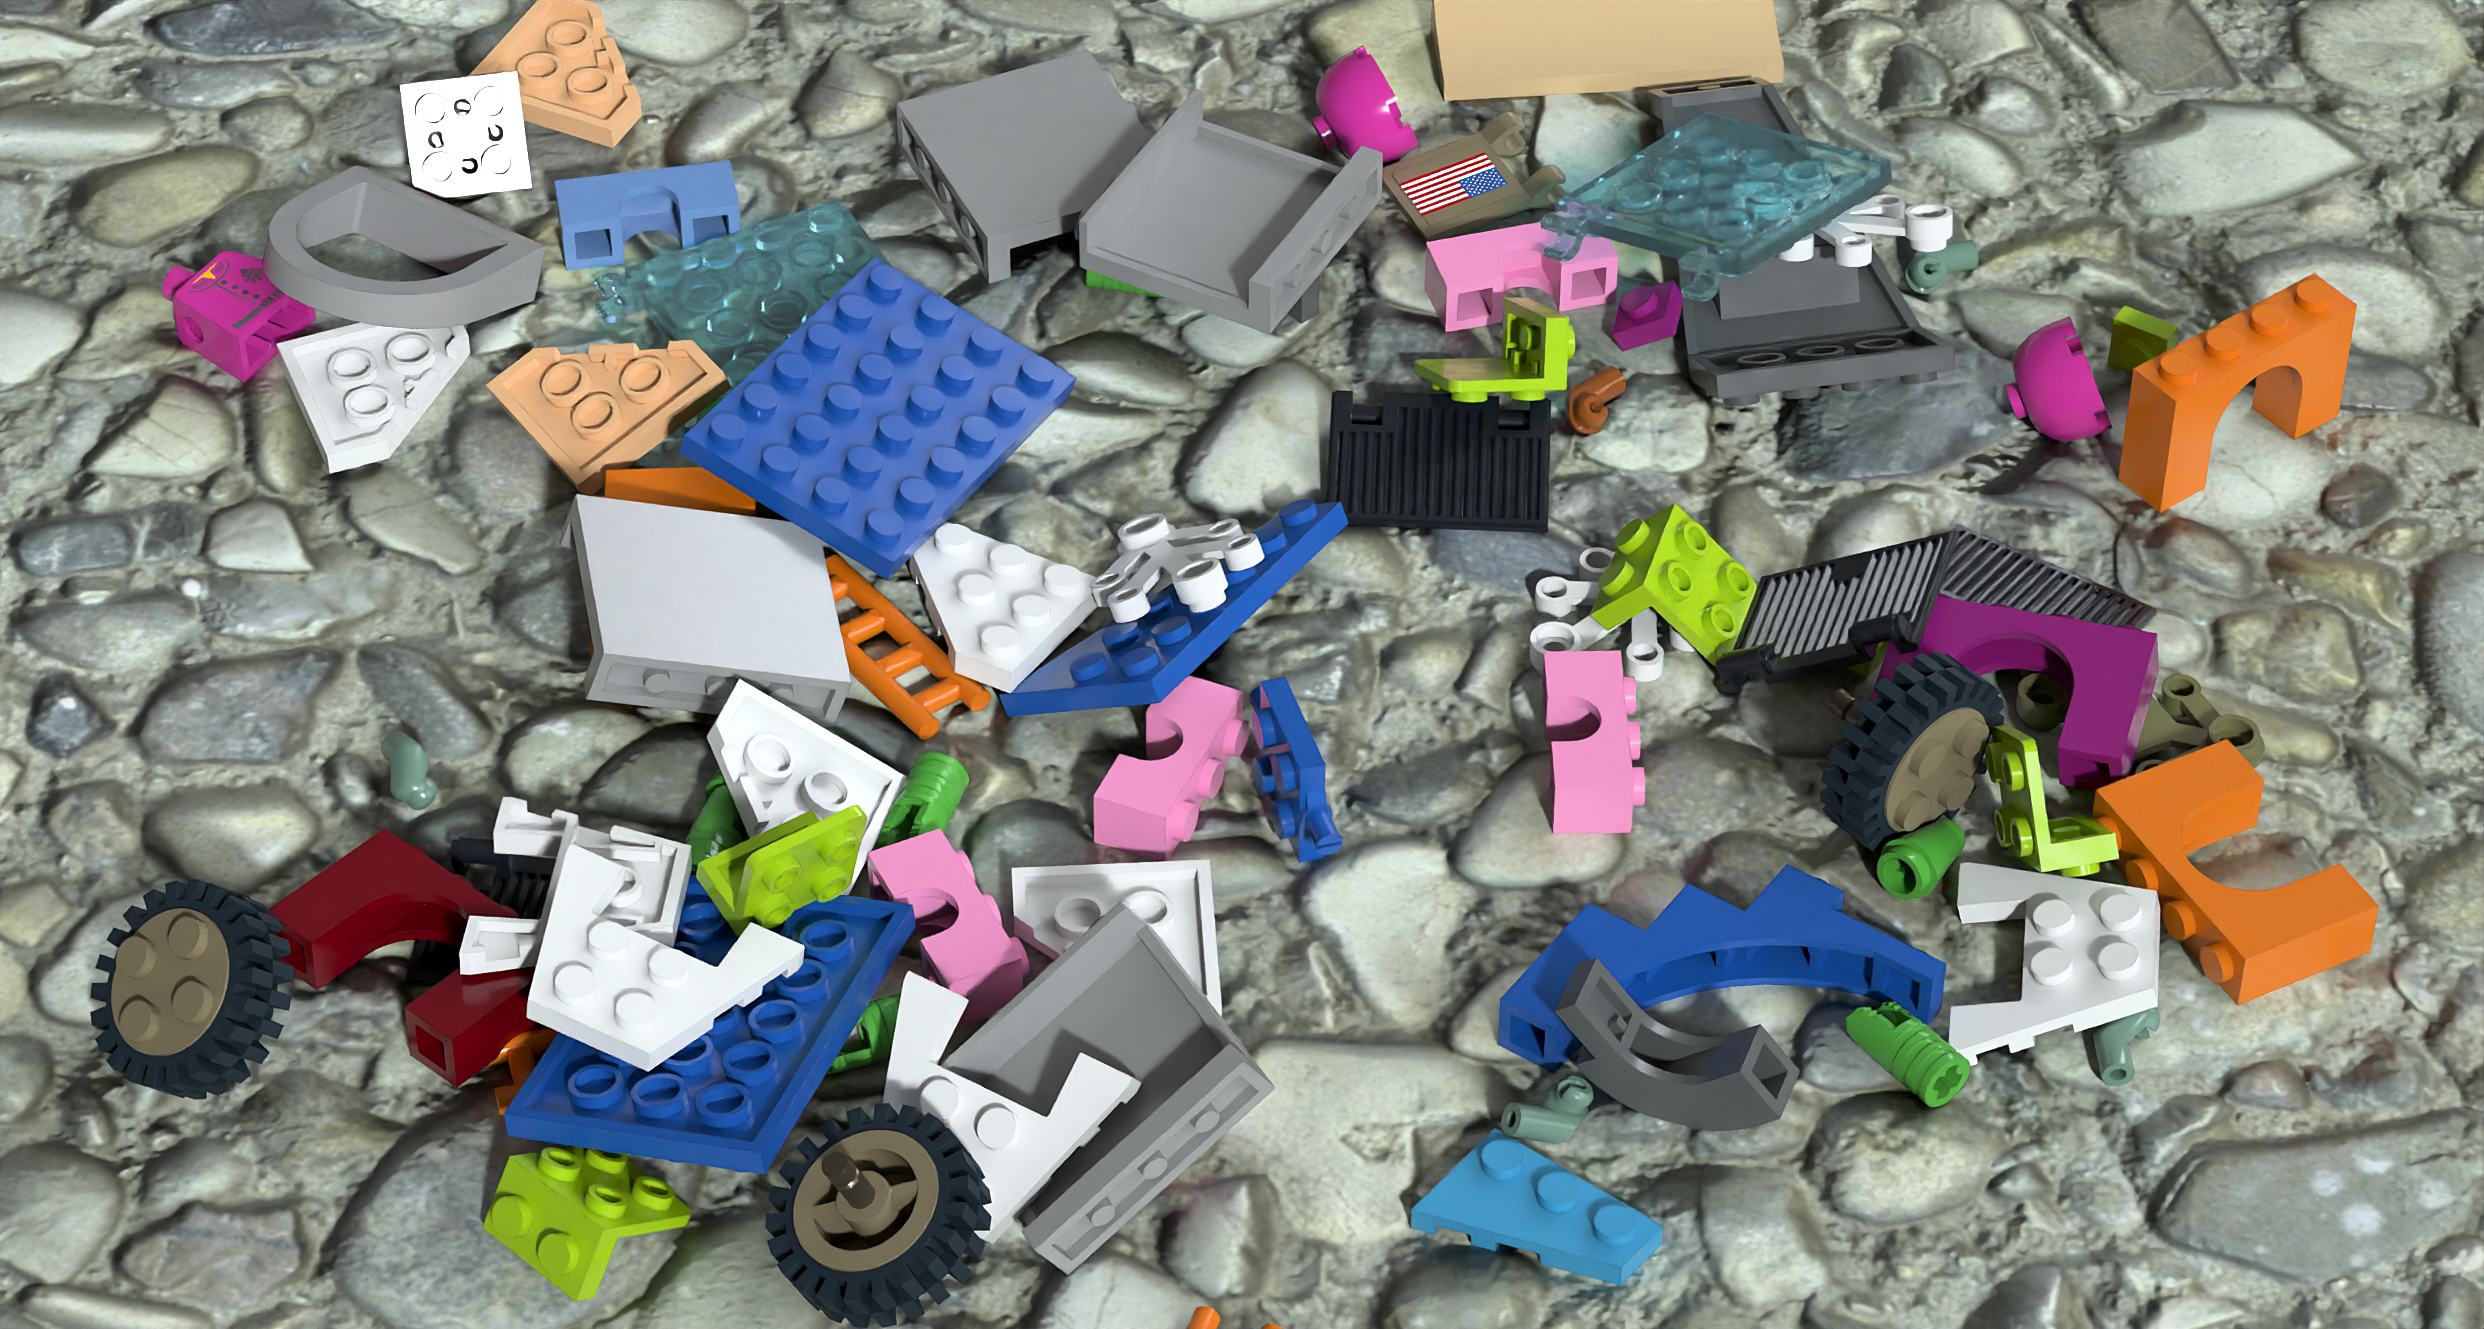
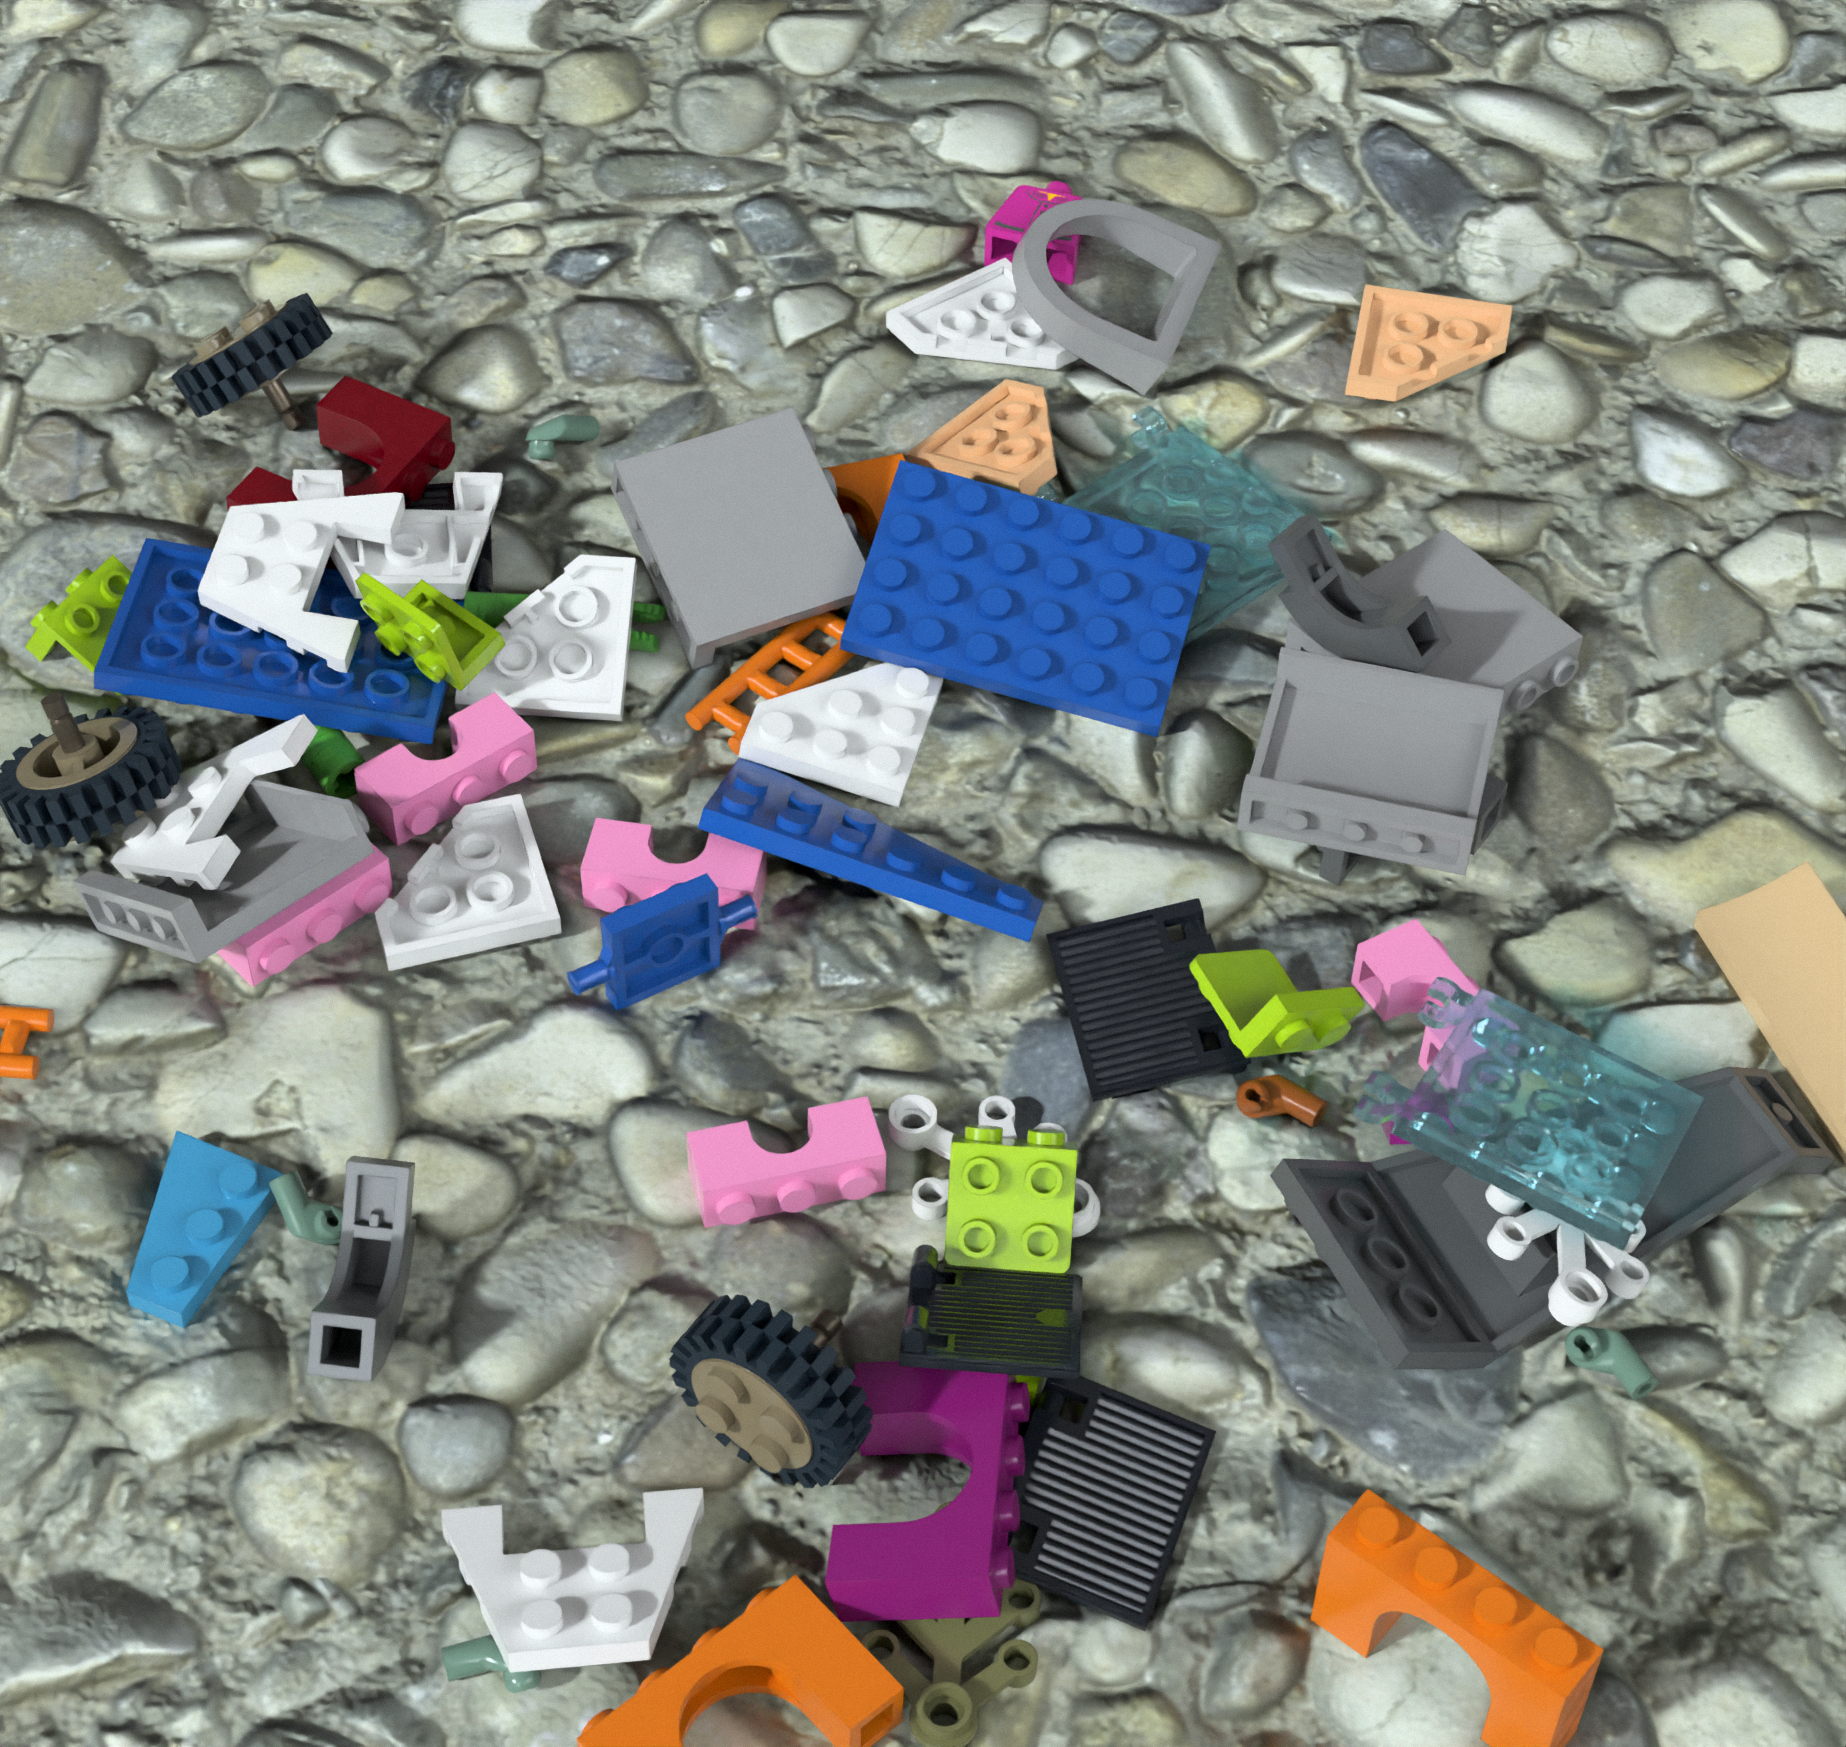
camera: 75 degrees right, 5 degrees up
(465, 134) = (1291, 300): plate -> none
(609, 209) = (1273, 439): medium blue arch -> none
(925, 799) = (586, 731): bright green hinge -> none
(1041, 177) = (1344, 613): none -> dark grey arch
(1184, 555) = (890, 805): white plant -> none
(1360, 109) = (1608, 850): dark pink cylinder -> none
(1468, 183) = (1561, 953): dark tan flag -> none
(1705, 944) = (572, 1356): blue arch -> none
(1910, 1051) = (429, 1480): bright green hinge -> none
(1918, 860) = (700, 1454): bright green cone -> none
(2057, 385) = (1438, 1474): dark pink cylinder -> none
(2063, 843) = (723, 1522): lime bracket -> none
(2138, 338) = (1540, 1553): lime plate -> none

